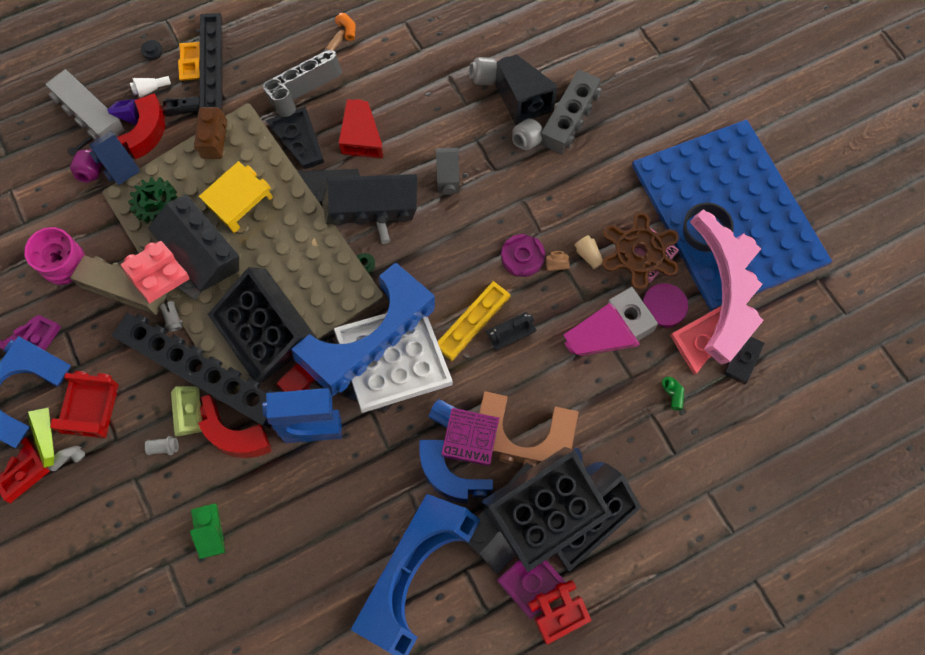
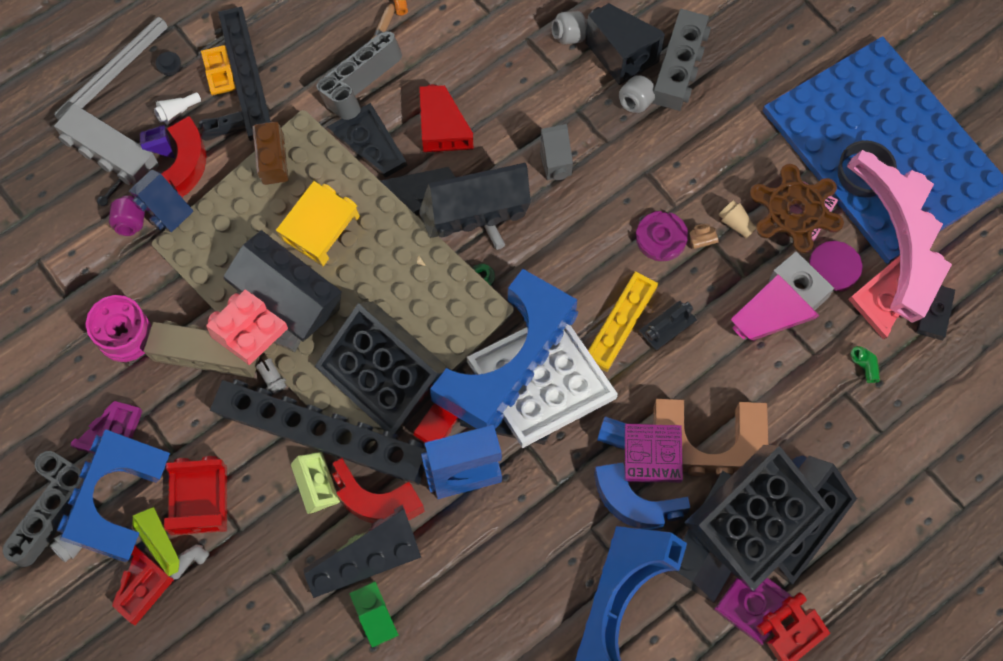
camera: 10 degrees left, 0 degrees up
(109, 44) = (114, 66): none -> light grey axle
(158, 191) = (219, 233): dark green gear -> none
(162, 446) = (297, 527): light grey pin -> none
(220, 477) = (365, 555): none -> black wing

